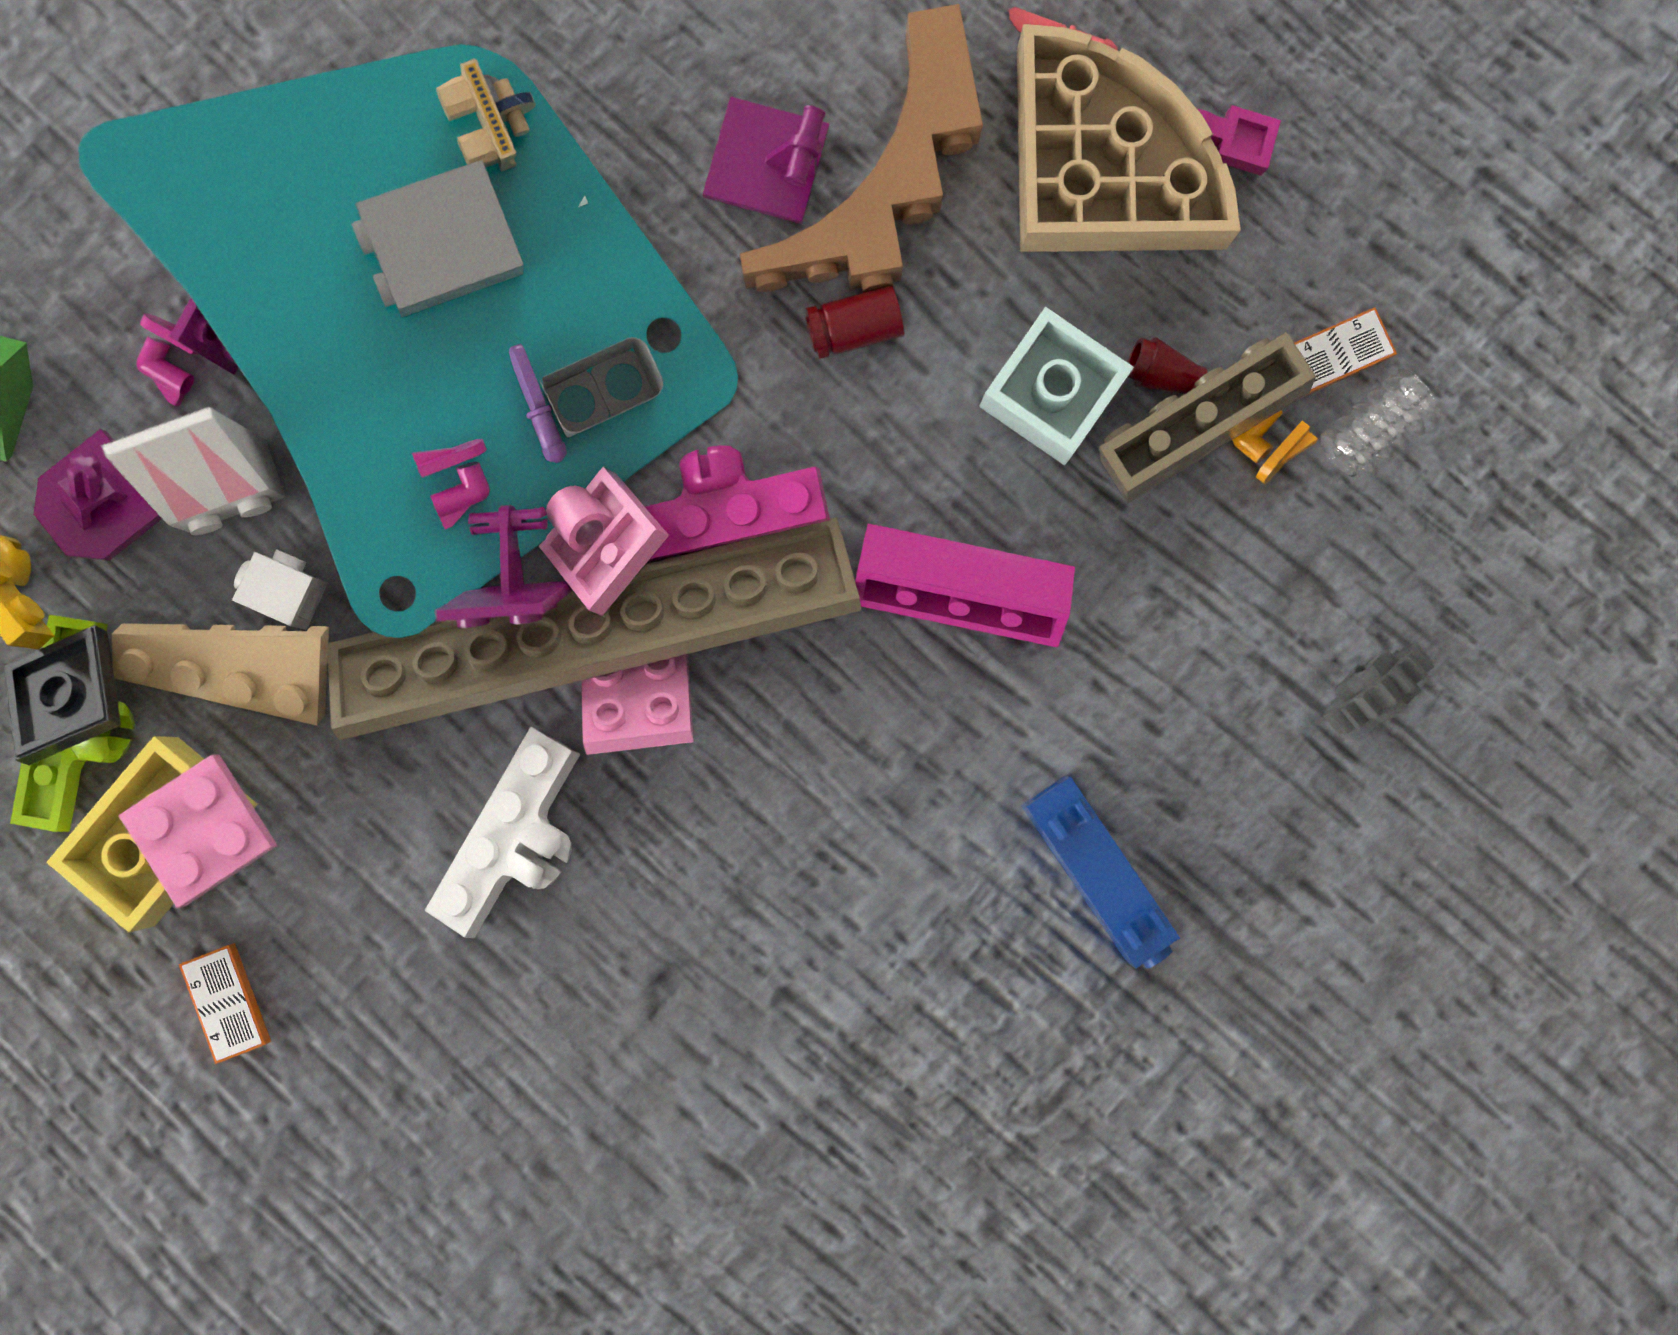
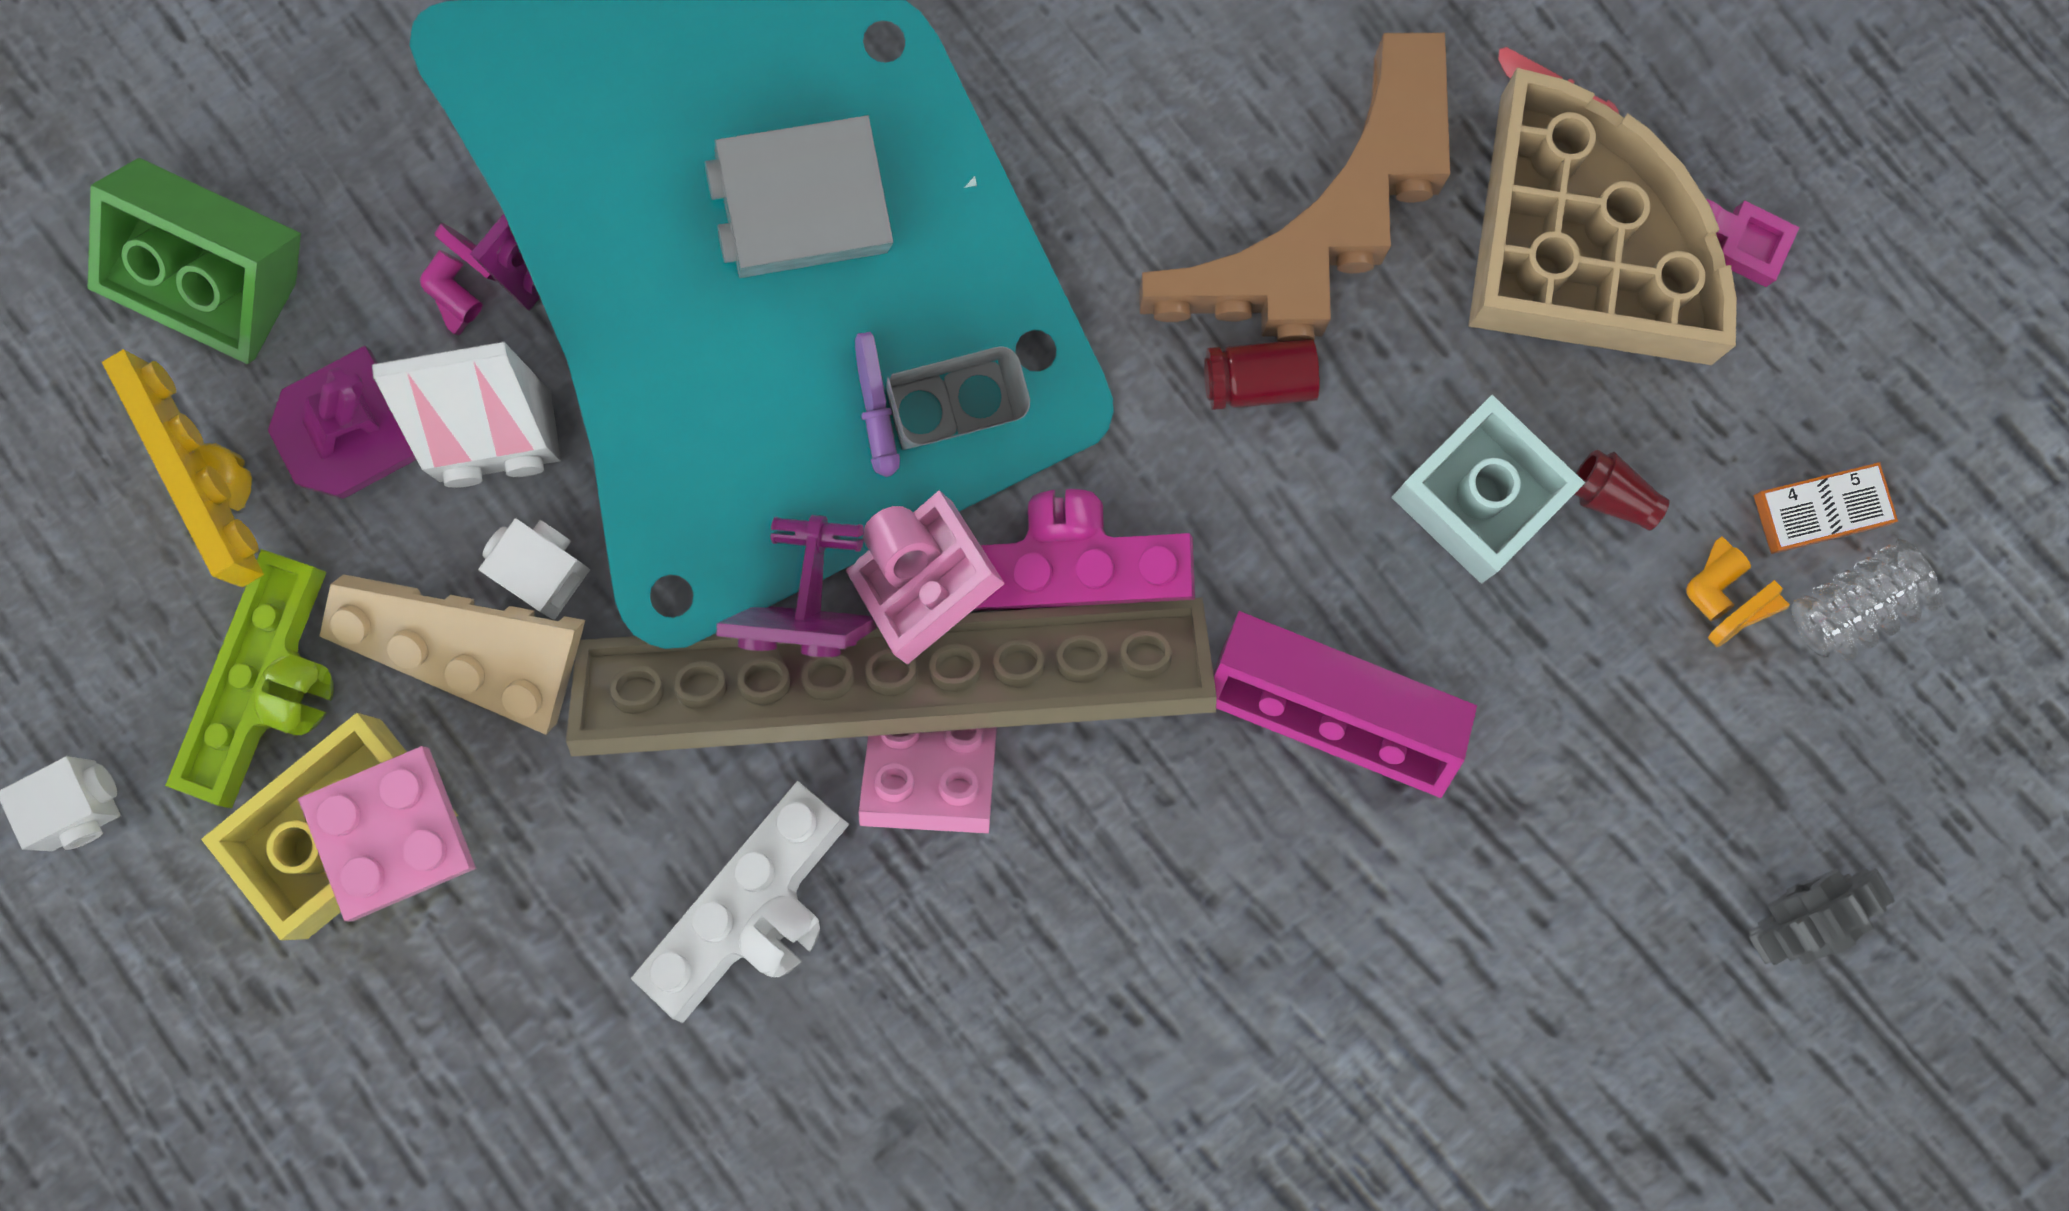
camera: 15 degrees right, 5 degrees down
(61, 695) = (258, 646): black tile -> none
(225, 1003) = (372, 1047): tile -> none
(471, 94) = (871, 41): tan hips -> none
(473, 488) = (785, 489): dark pink piece -> none
(767, 159) = (1191, 170): magenta plate -> none
(1101, 873) = (1450, 1081): blue brick -> none
(1206, 417) = (1662, 556): dark tan brick -> none

